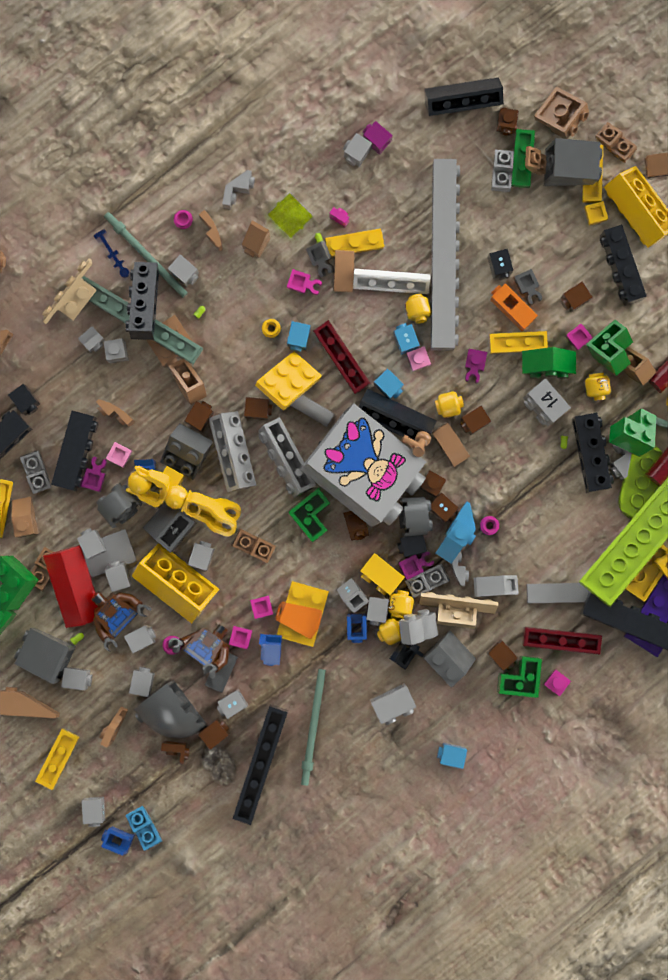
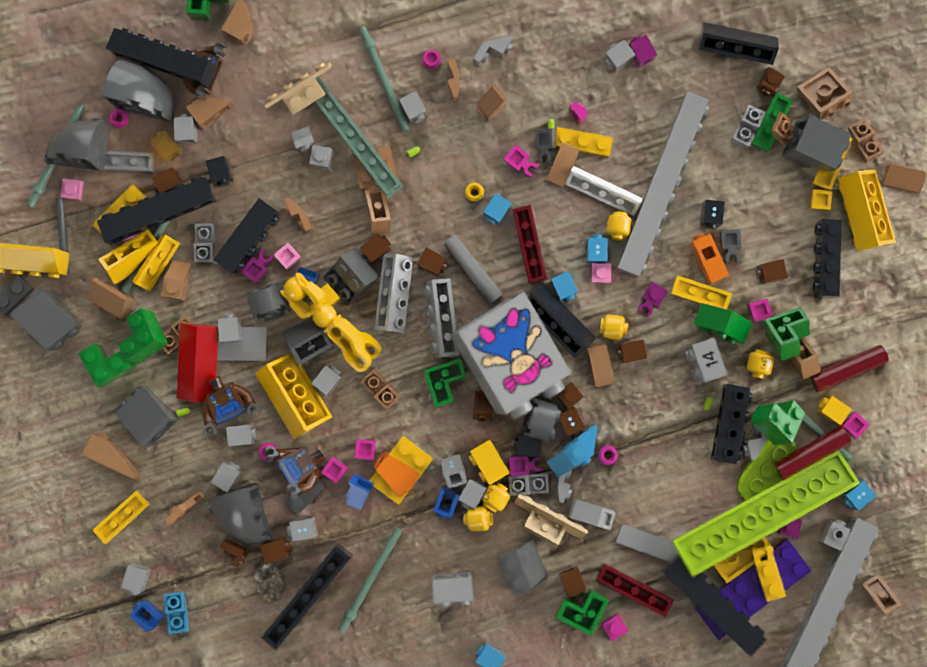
camera: 25 degrees right, 0 degrees up
(76, 678) = (167, 449): light grey brick -> none
(117, 575) = (242, 368): light grey brick -> none
(124, 272) = (358, 88): clear blue piece -> none
(143, 300) = (364, 121): black brick -> none
(288, 380) = (471, 247): yellow plate -> none
(290, 215) = (532, 93): clear neon green piece -> none
(404, 654) = (482, 544): black bracket -> none
(418, 627) = (504, 525): light grey brick -> none
(421, 440) = (575, 350): medium nougat piece -> none

